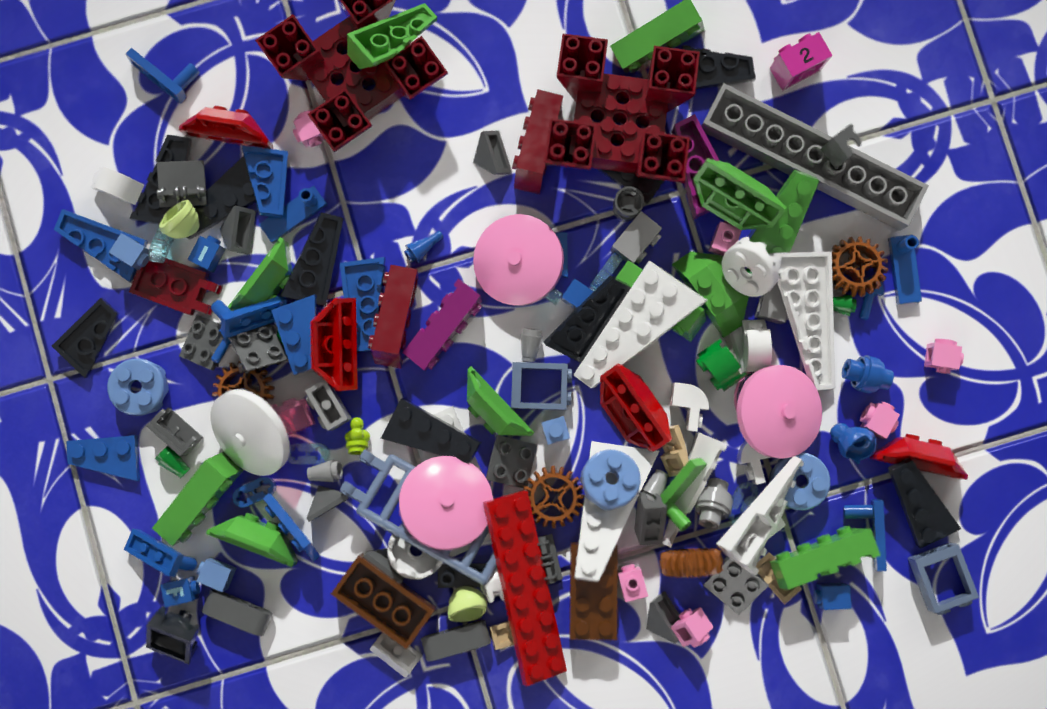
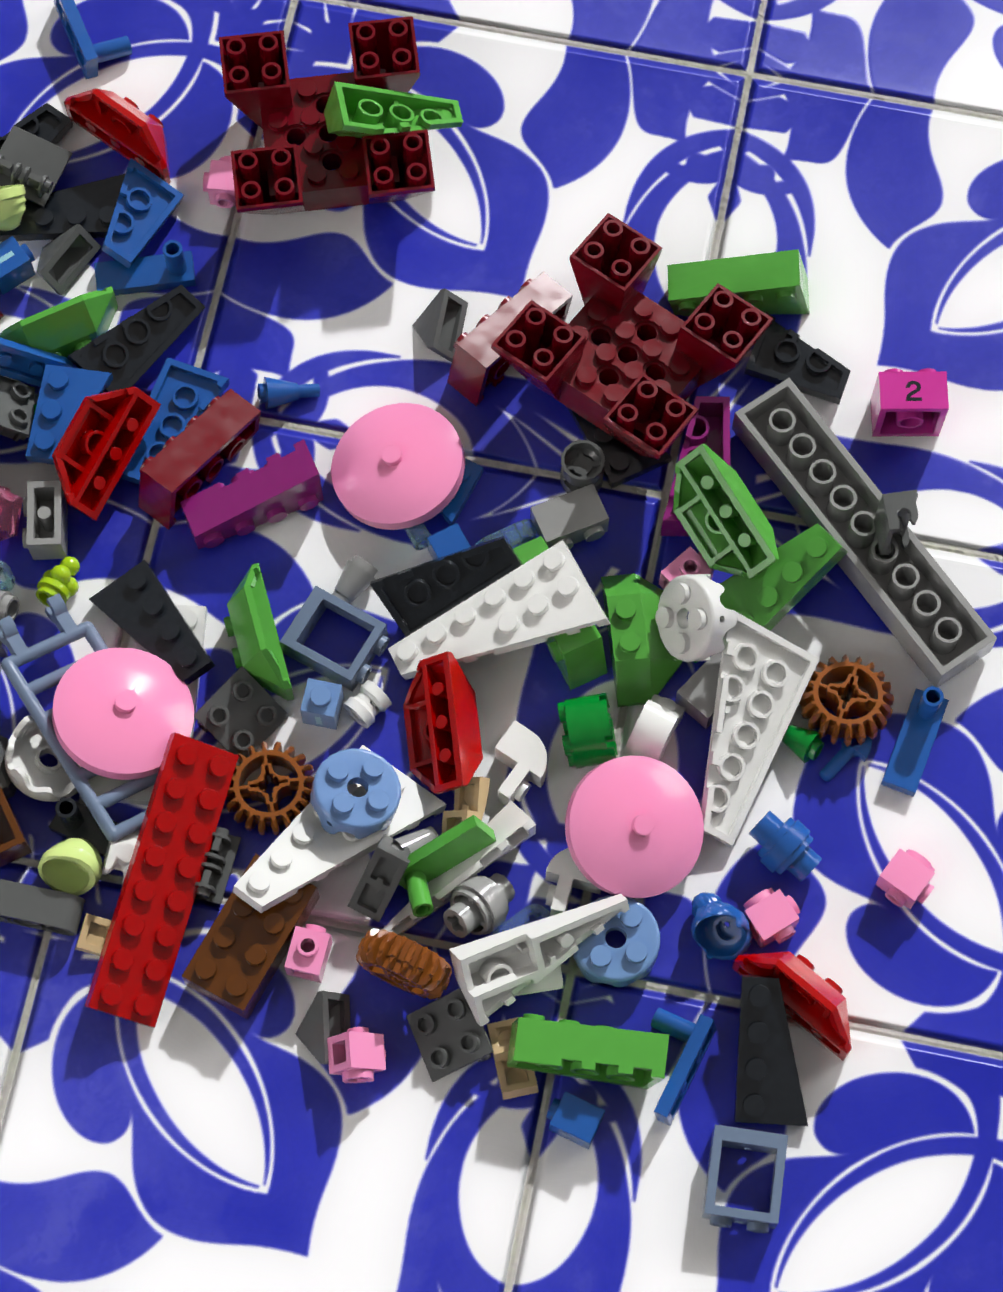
camera: 25 degrees right, 15 degrees down
(581, 415) = (367, 704): none -> white wheel

